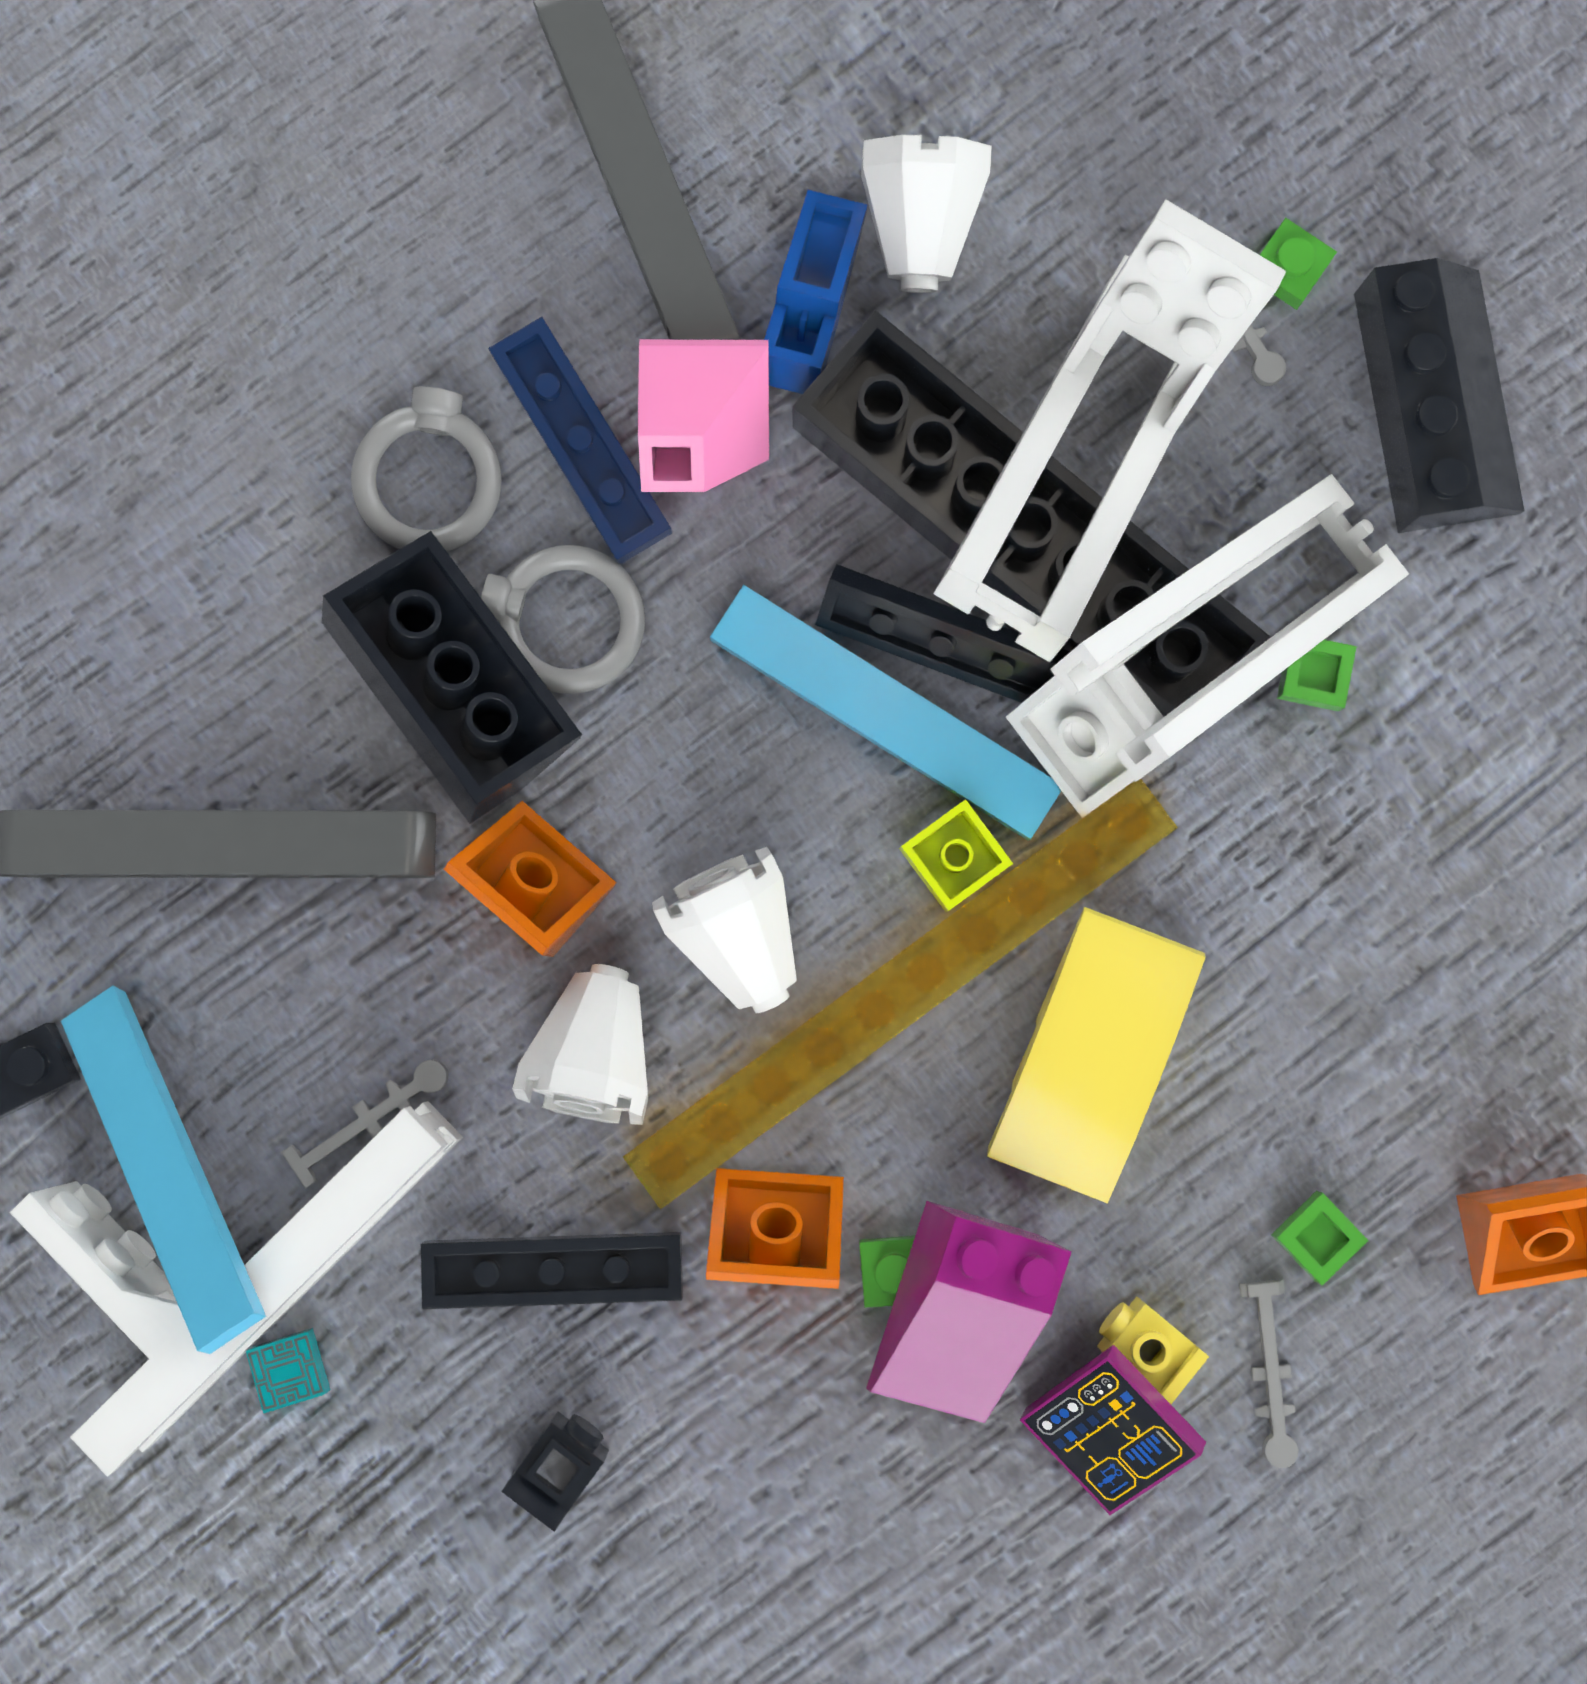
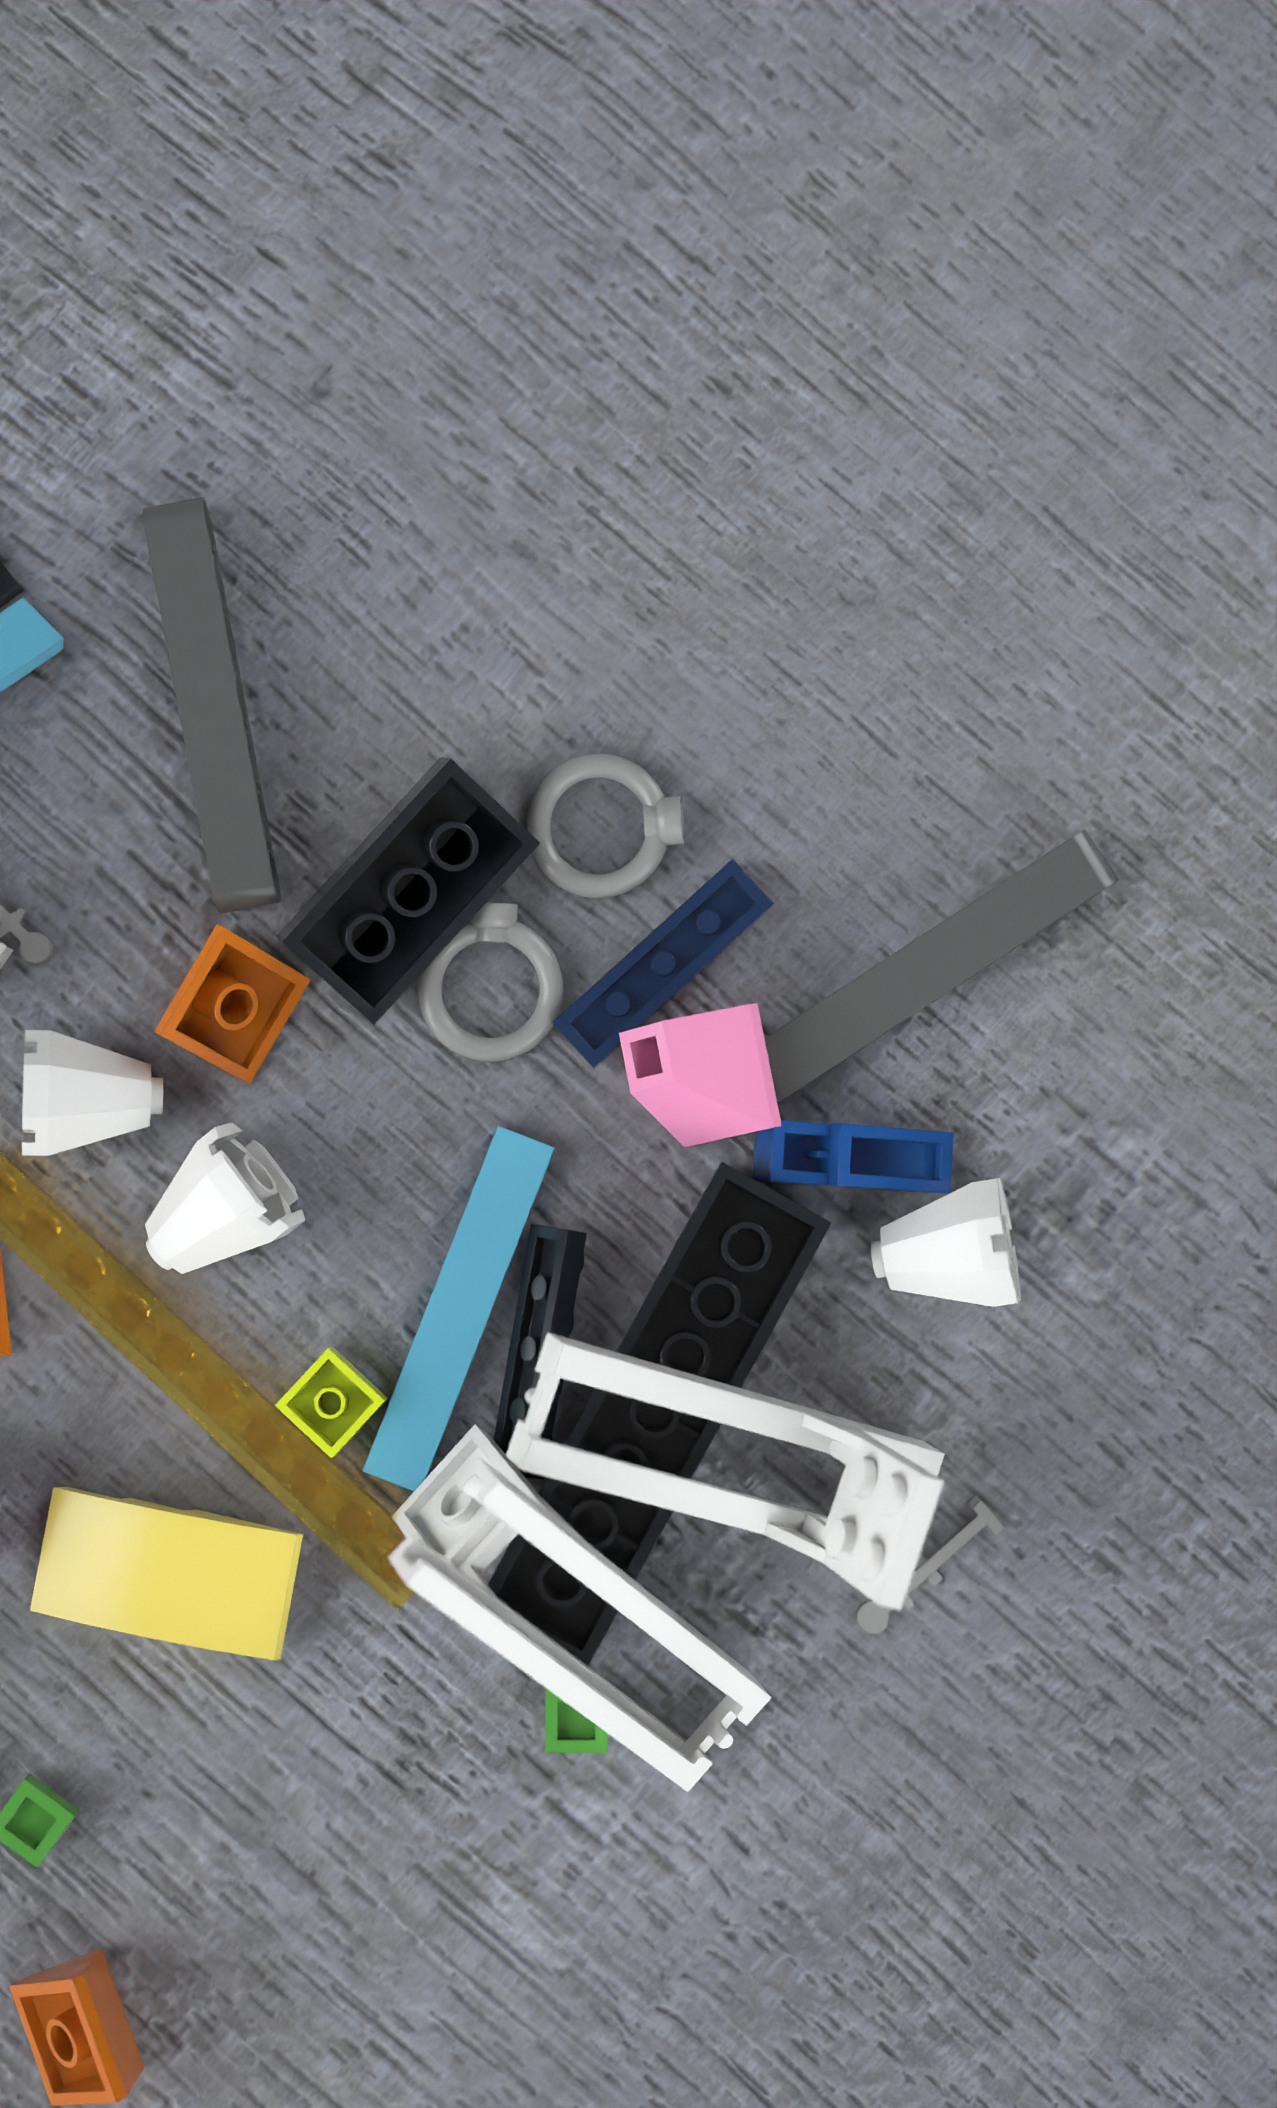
camera: 75 degrees right, 0 degrees up
(1302, 259) = (980, 1620): bright green plate -> none
(1437, 395) = (874, 1791): black slope -> none

